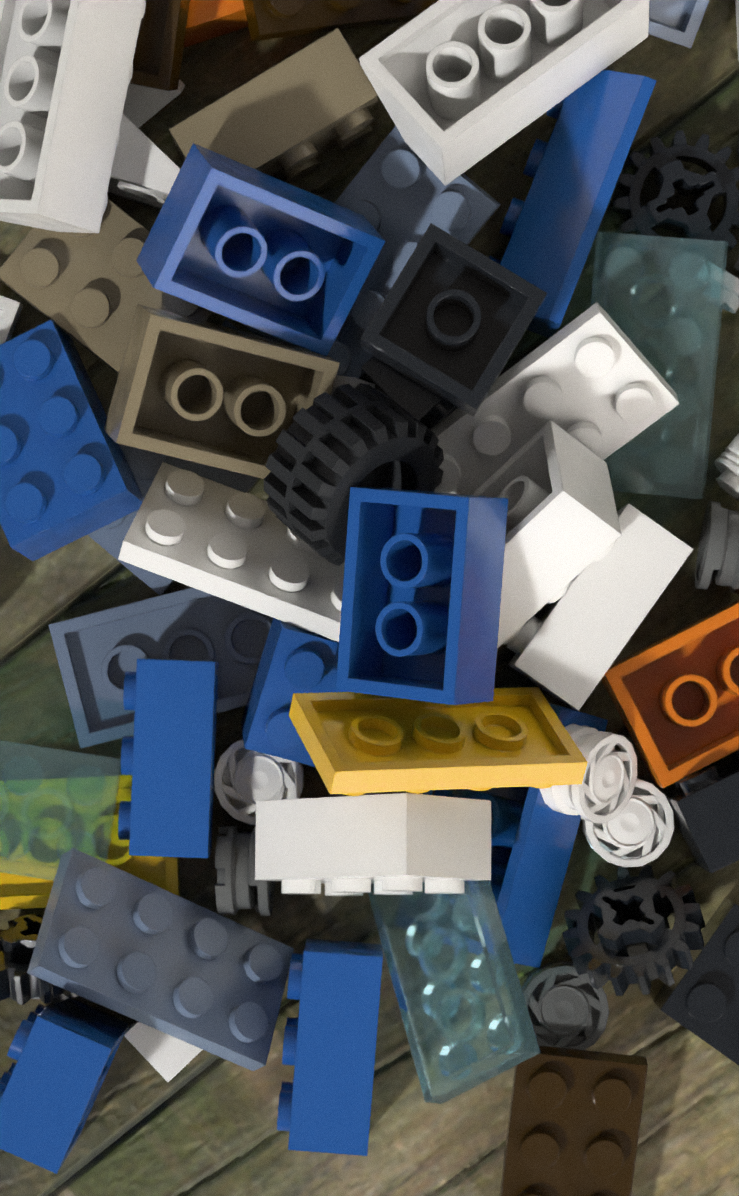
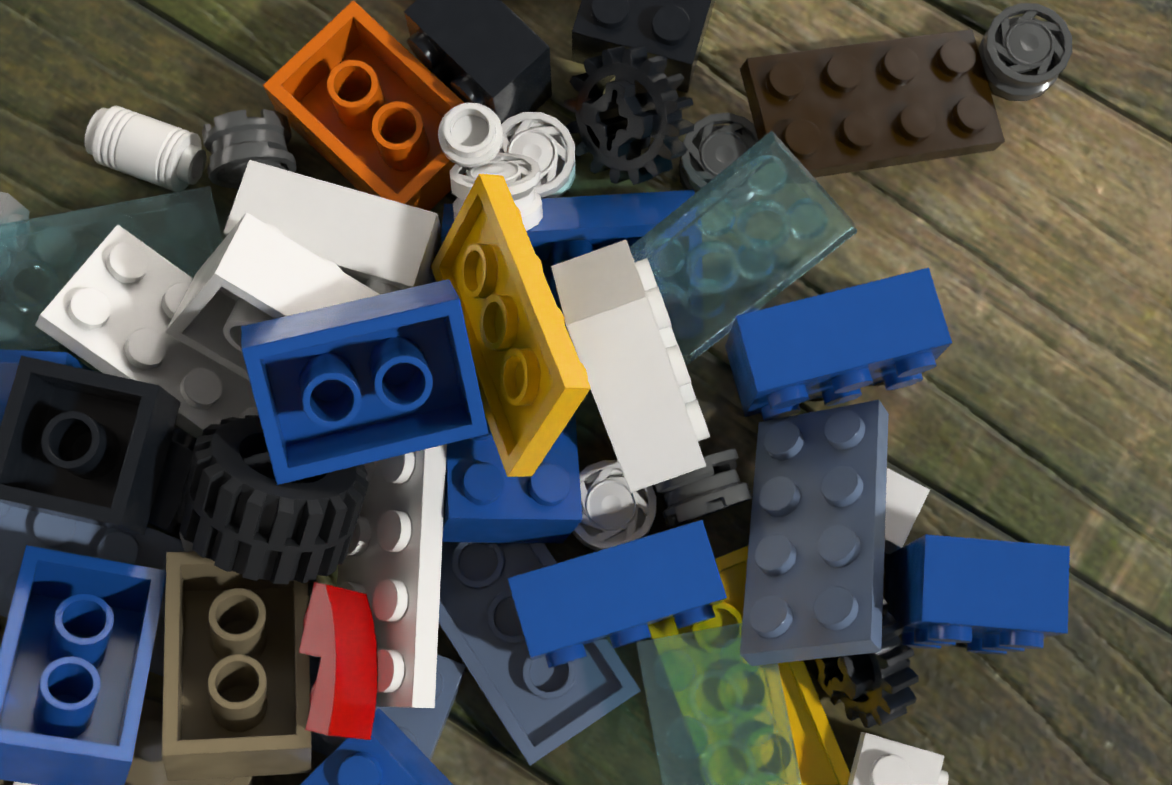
camera: 110 degrees left, 10 degrees down
(207, 498) = (343, 634): none -> red slope
(652, 768) = (470, 135): none -> white plate

